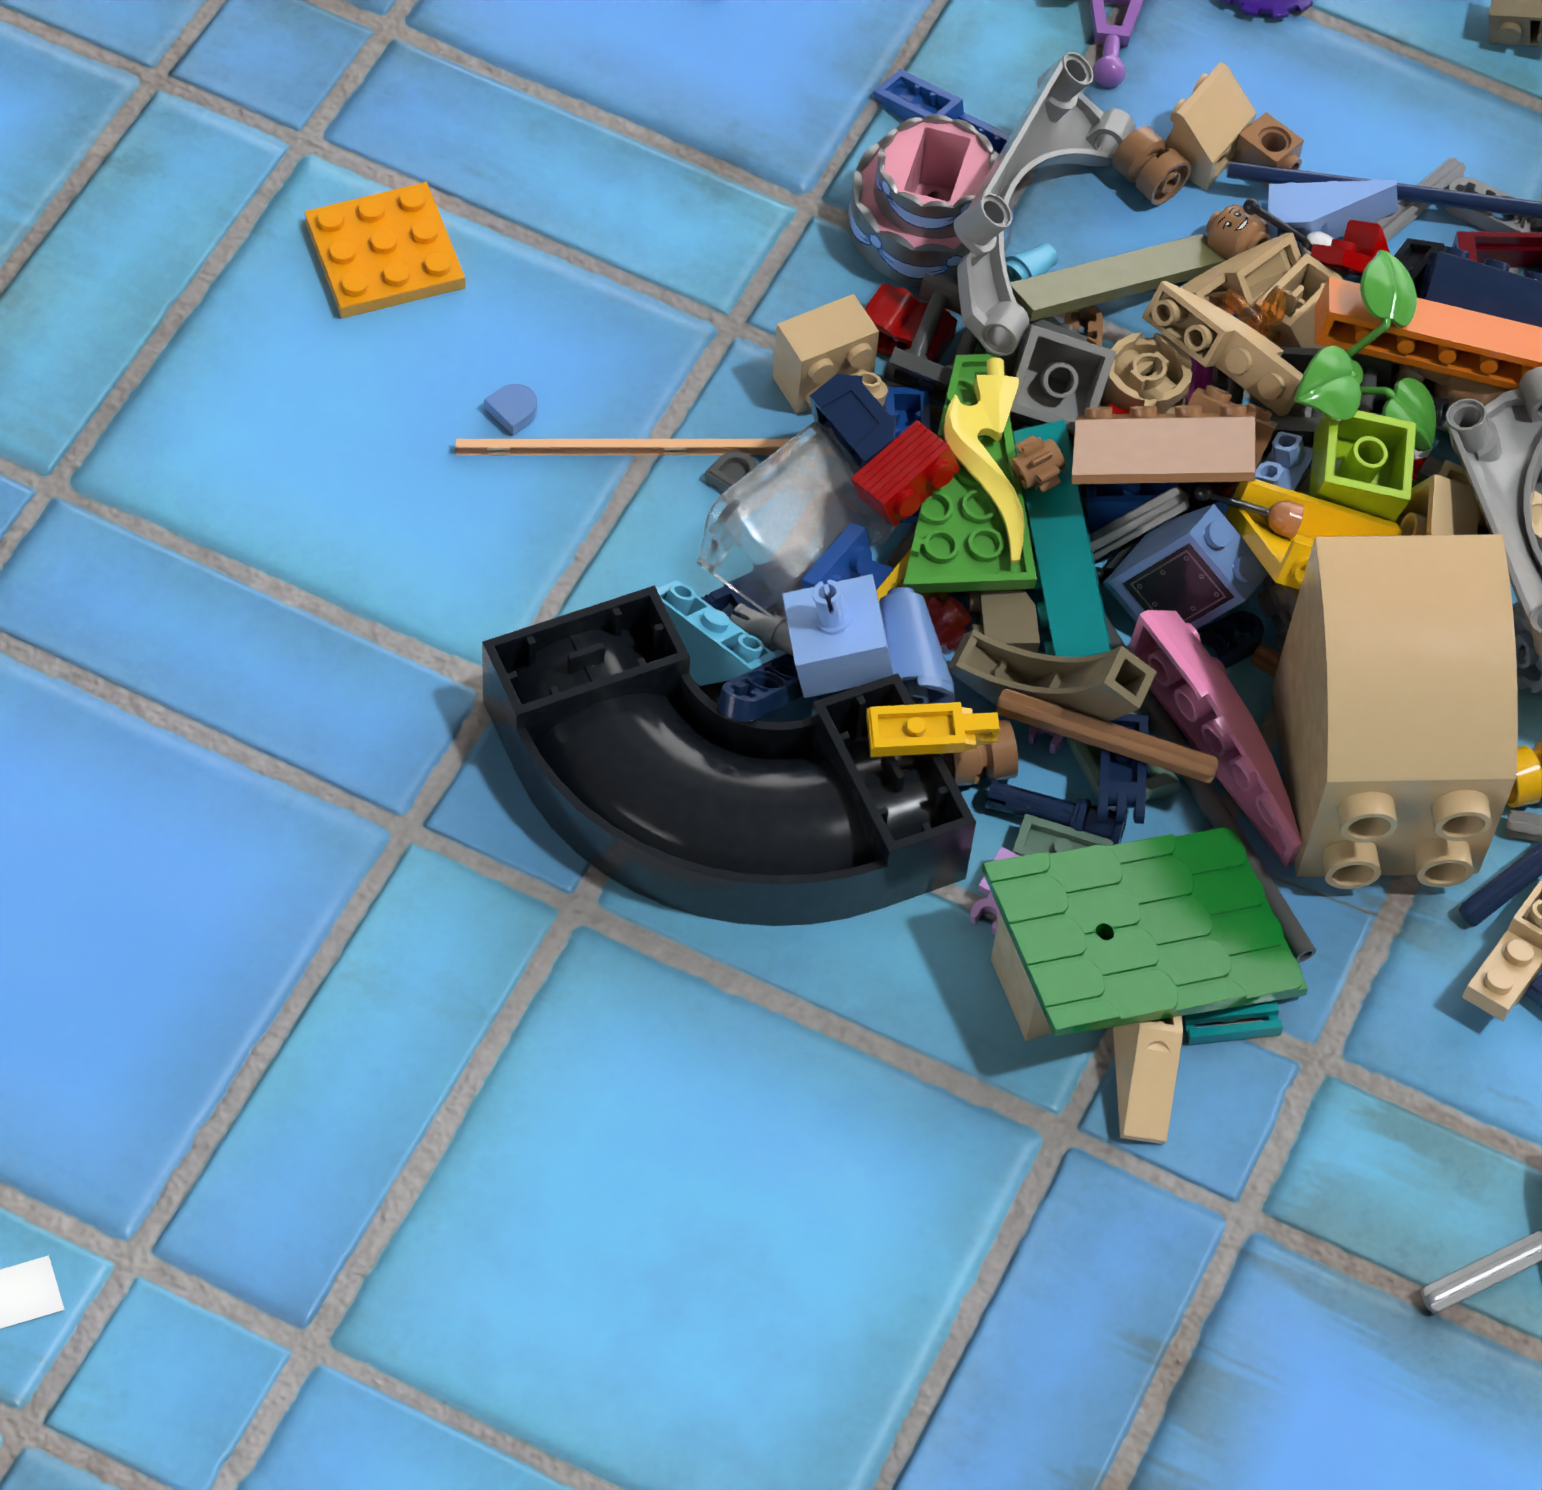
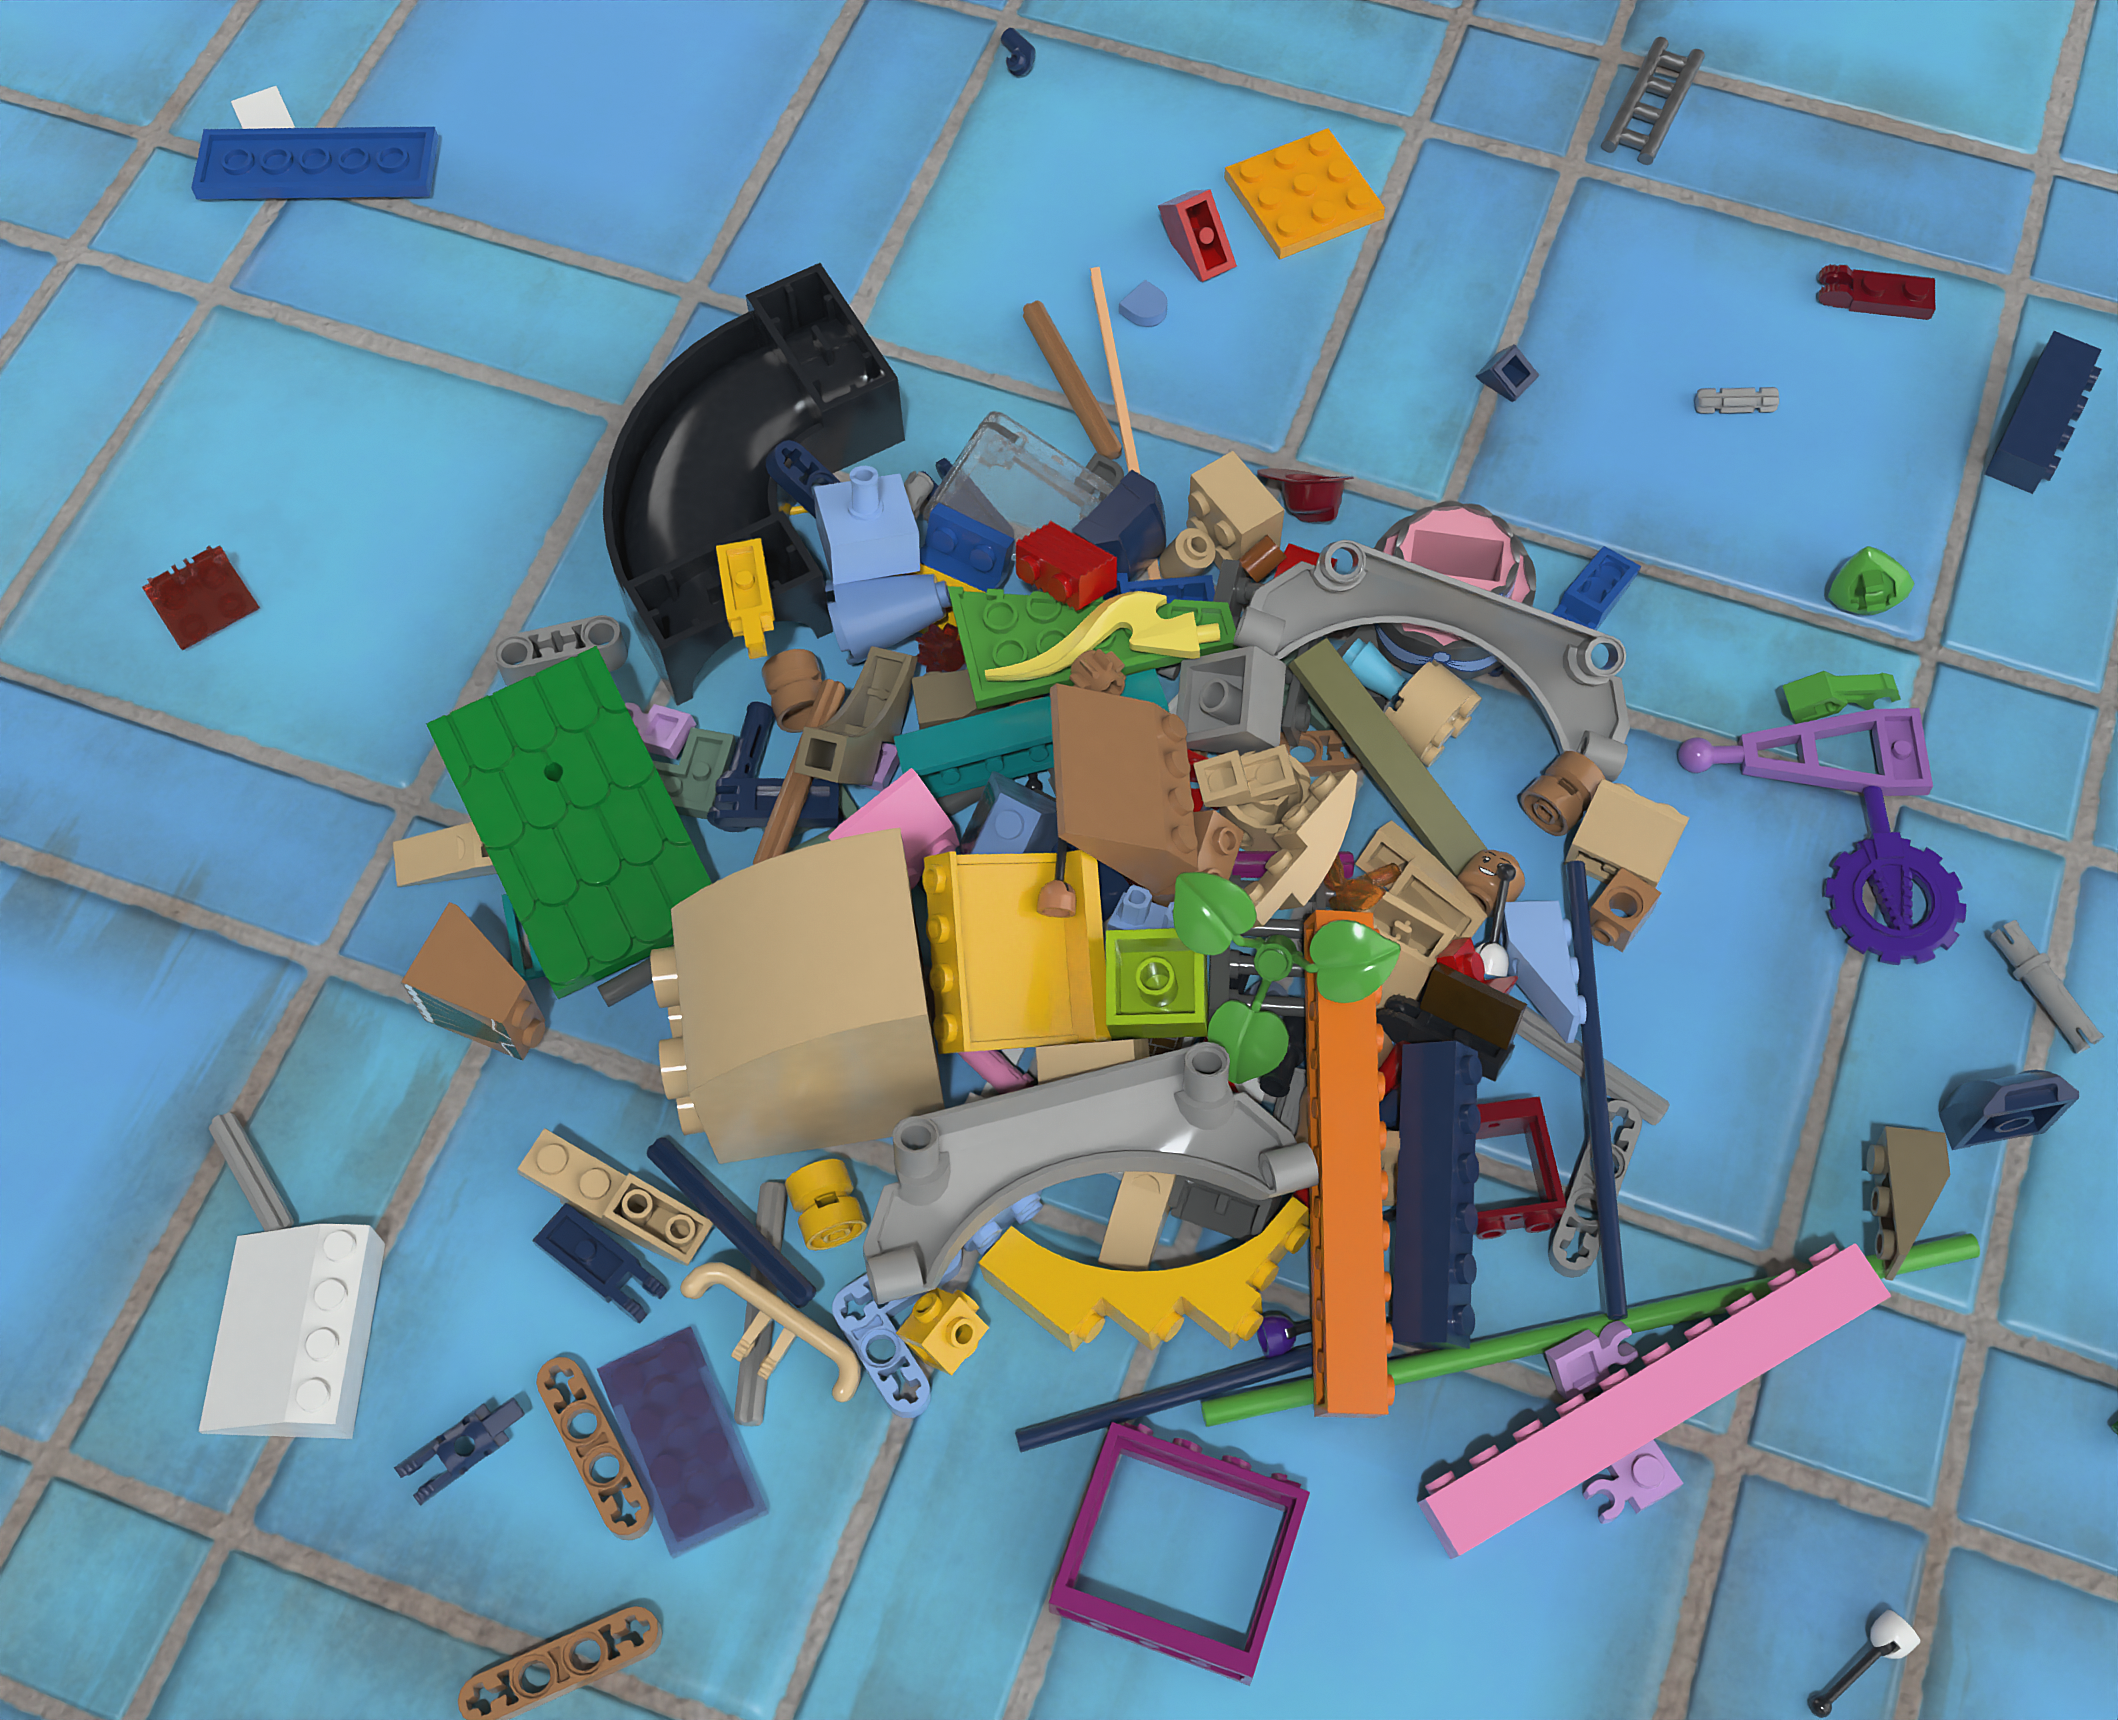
camera: 90 degrees right, 5 degrees up
(119, 472) = (1022, 52): none -> dark blue arm
(132, 1221) = (315, 162): none -> blue plate
(430, 342) = (1198, 233): none -> slope
(603, 483) = (1072, 380): none -> medium nougat axle
(652, 126) = (1508, 373): none -> dark blue slope
(714, 643) = (904, 441): medium azure slope -> none
(779, 1338) = (200, 597): none -> clear red hinge
(786, 294) = (1309, 494): none -> dark red piece
(887, 338) = (1262, 558): none -> dark orange hinge
(898, 994) = (557, 643): none -> light grey beam
(1070, 228) = (1432, 710): none -> tan brick
(1143, 372) = (1245, 780): none -> tan slope
(1308, 1043) = (472, 989): none -> medium nougat slope
(1393, 234) = (1473, 1006): none -> dark brown tile

